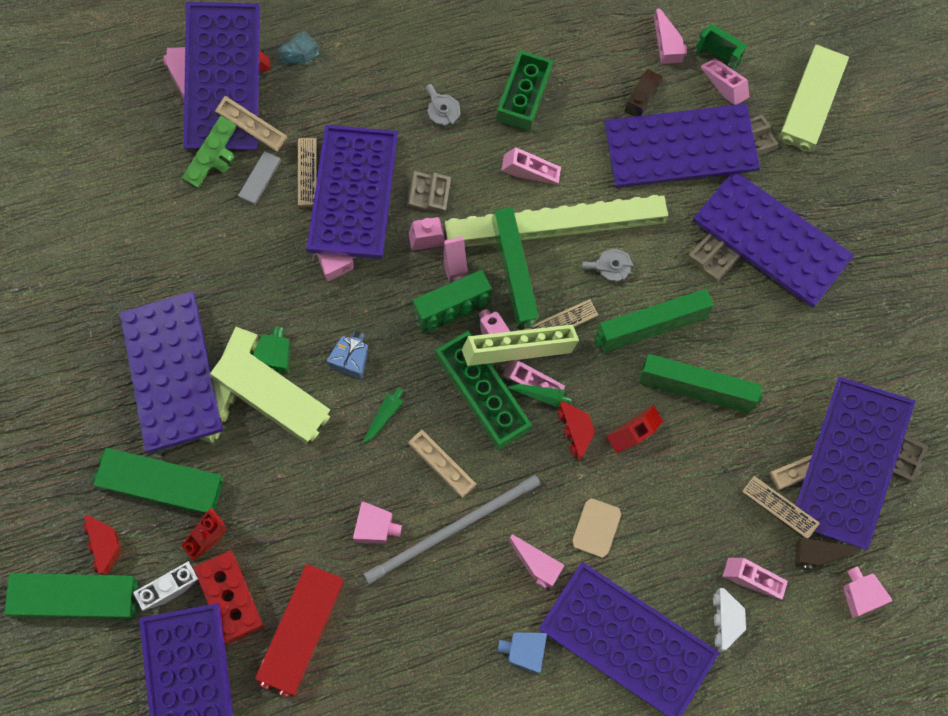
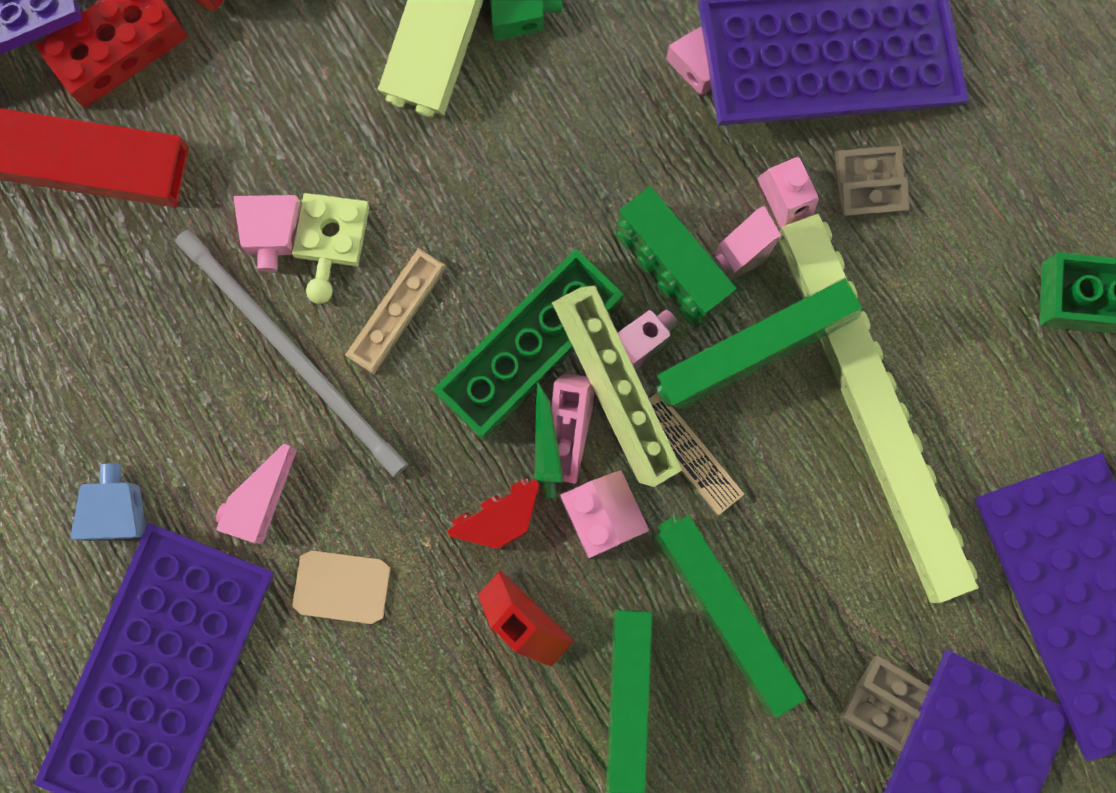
camera: 85 degrees right, 10 degrees up
(349, 355) = (542, 122): medium blue torso -> none
(387, 409) = (471, 205): green bar -> none
(397, 485) = (339, 249): none -> yellowish green plate
(443, 108) = (1037, 167): light grey piece -> none
(528, 166) = (967, 339): bright pink slope -> none
(586, 375) = (604, 513): none -> bright pink slope
(612, 264) = (819, 521): light grey piece -> none

